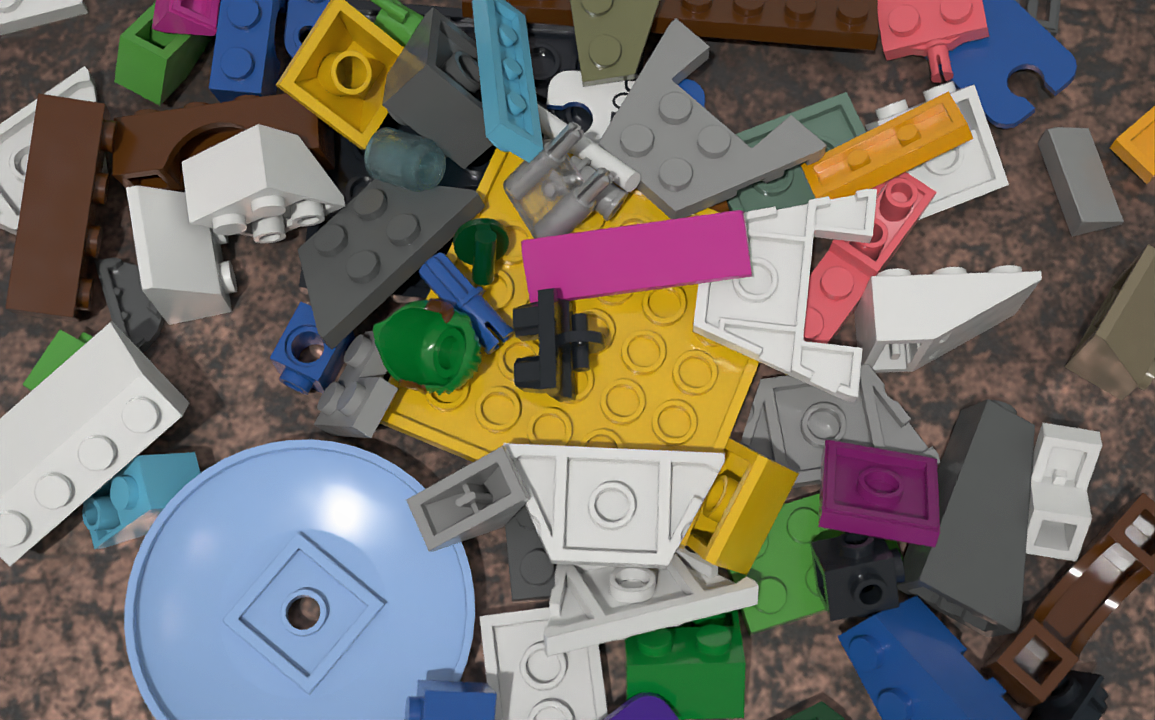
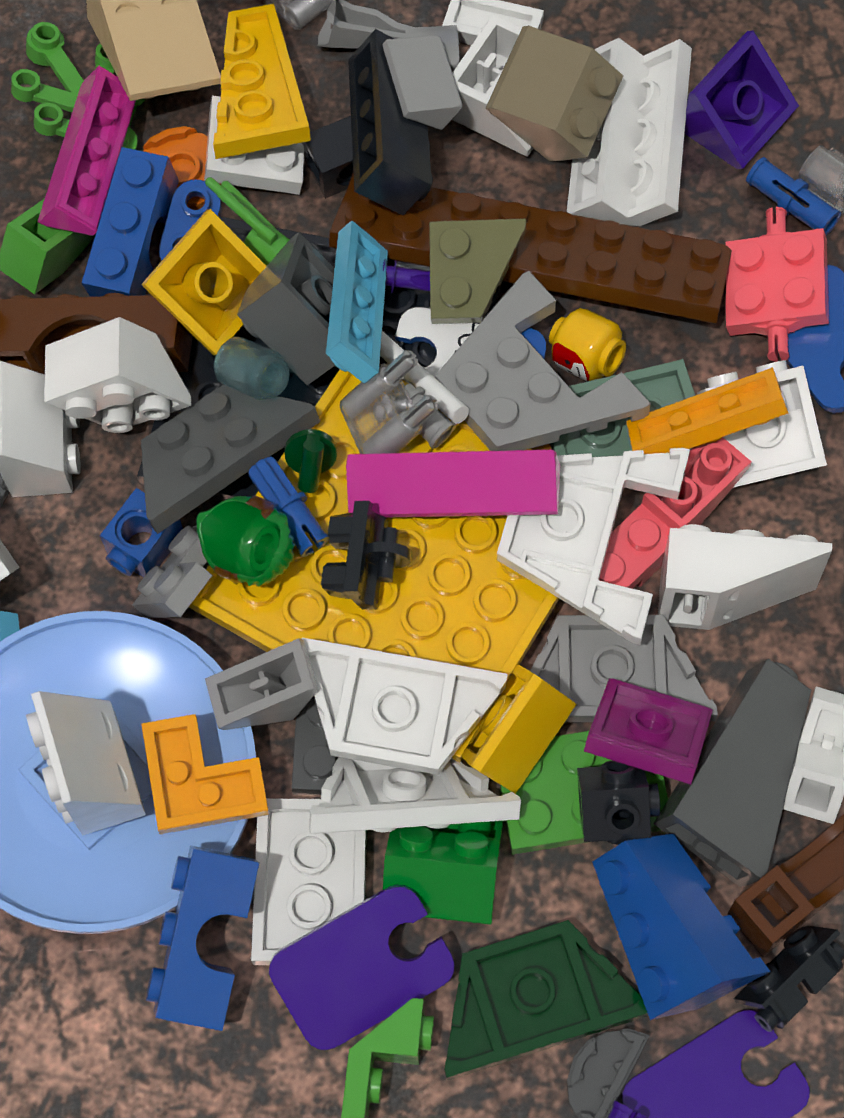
camera: 10 degrees right, 5 degrees down
(296, 610) = (86, 761): none -> white slope
(412, 625) = (187, 791): none -> light orange plate
(551, 41) = (407, 278): none -> dark purple piece
(745, 88) = (587, 345): none -> yellow head

